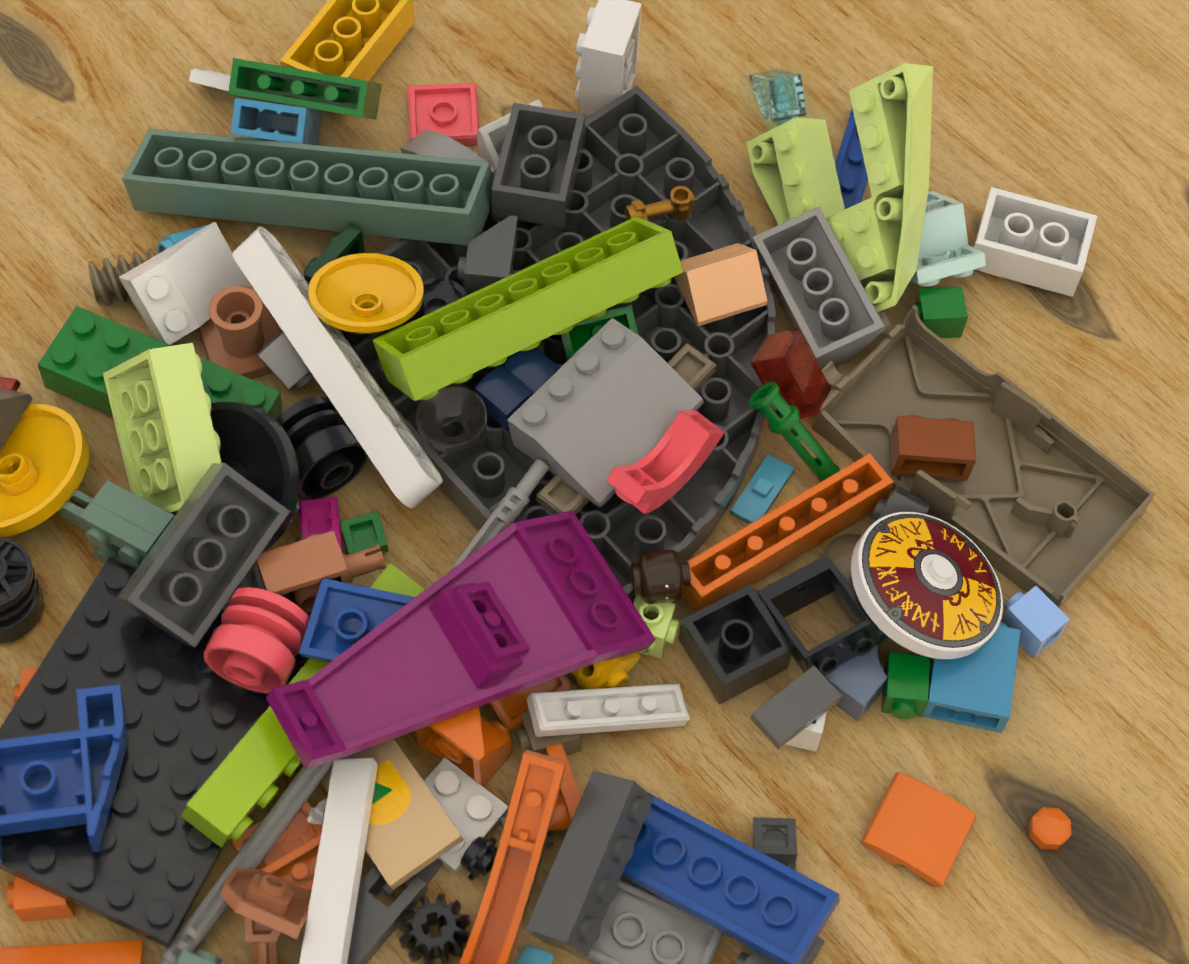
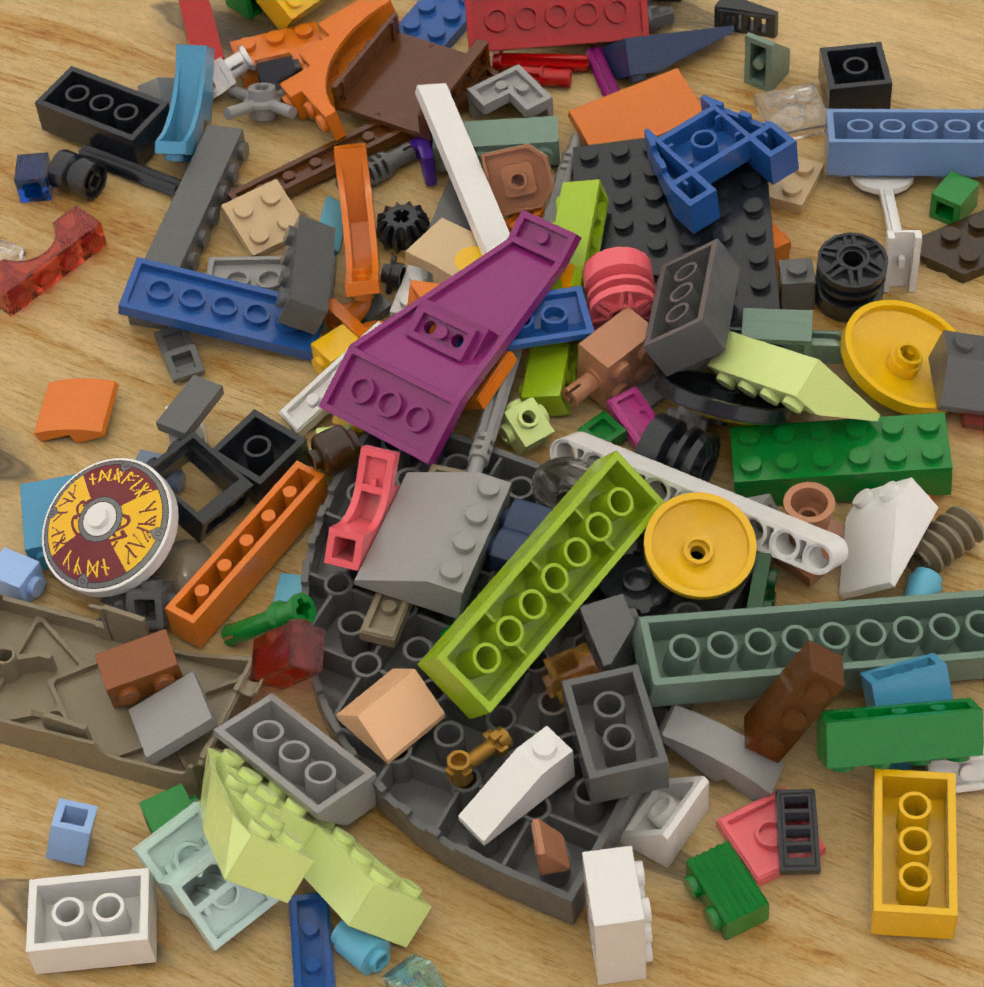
camera: 165 degrees right, 10 degrees down
(45, 619) = (796, 284): none -> dark grey brick
(370, 123) = (793, 701): none -> reddish brown brick
(424, 112) = (797, 806): none -> black slope
(435, 558) = (525, 425): none -> yellowish green brick
(505, 77) = (726, 890): none -> green brick
(538, 224) = (567, 665): none -> clear orange brick
(597, 755) = (330, 347): none -> yellow brick
(635, 168) = (519, 785): none -> white slope
(637, 116) = (549, 848): none -> nougat slope
(913, 383) = (172, 718): none -> light grey tile
(1034, 321) = (71, 832): none -> light blue brick

